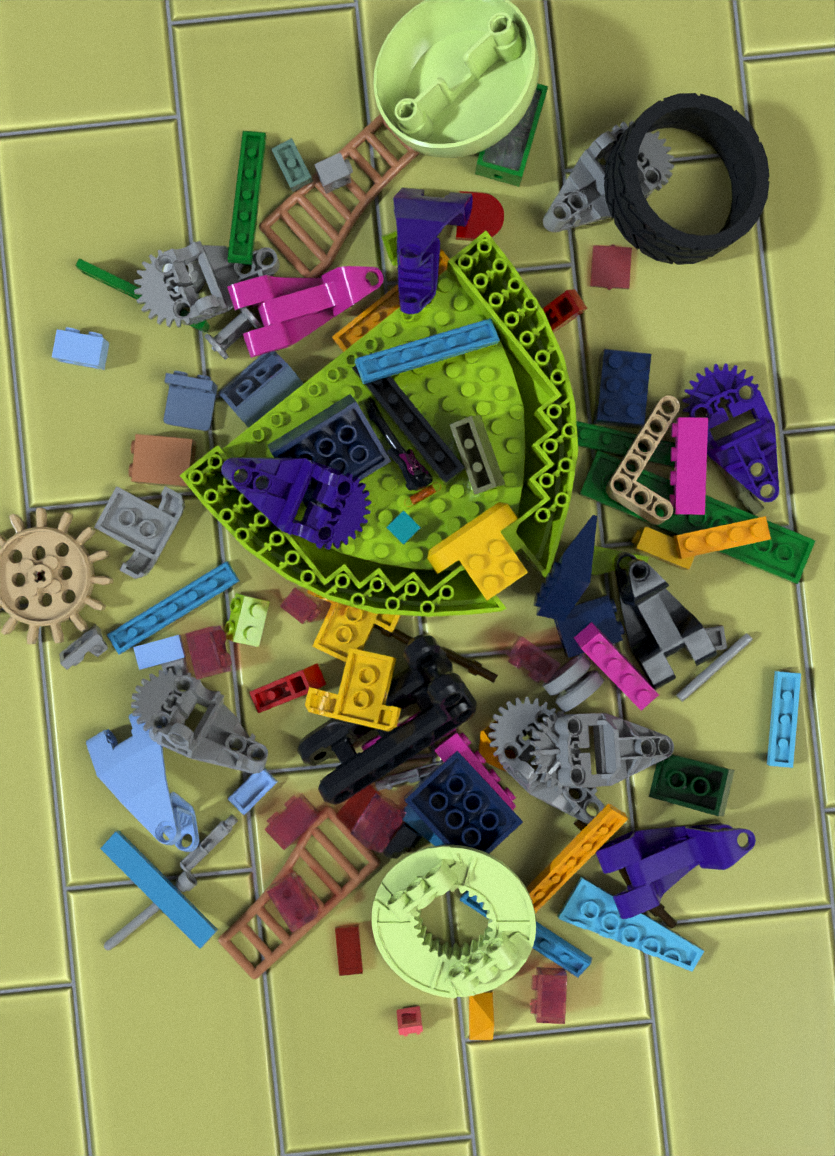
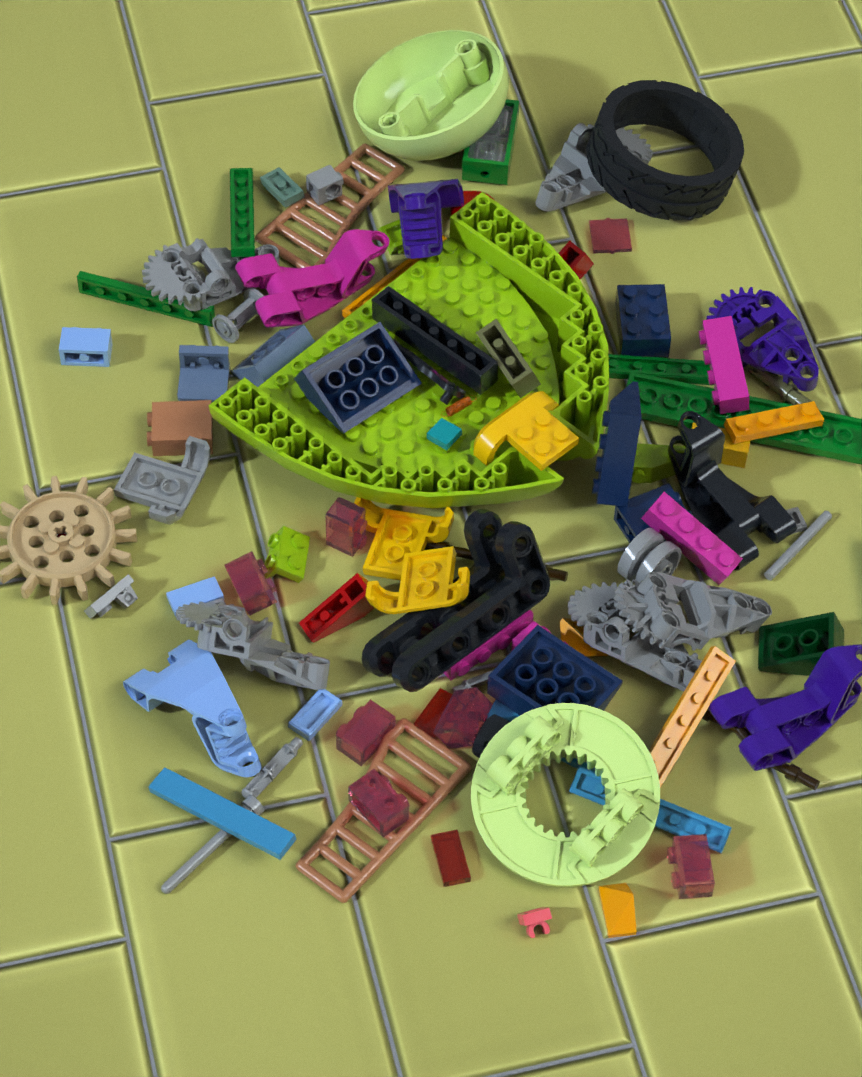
camera: 10 degrees left, 35 degrees down
(173, 607) = (205, 556): dark azure tile -> none
(283, 488) = (315, 395): dark purple connector -> none
(426, 351) = (442, 282): dark azure tile -> none
(533, 659) = (599, 548): clear pink brick -> none
(596, 911) = (739, 786): medium azure wing -> none
(639, 460) = (664, 383): tan beam -> none

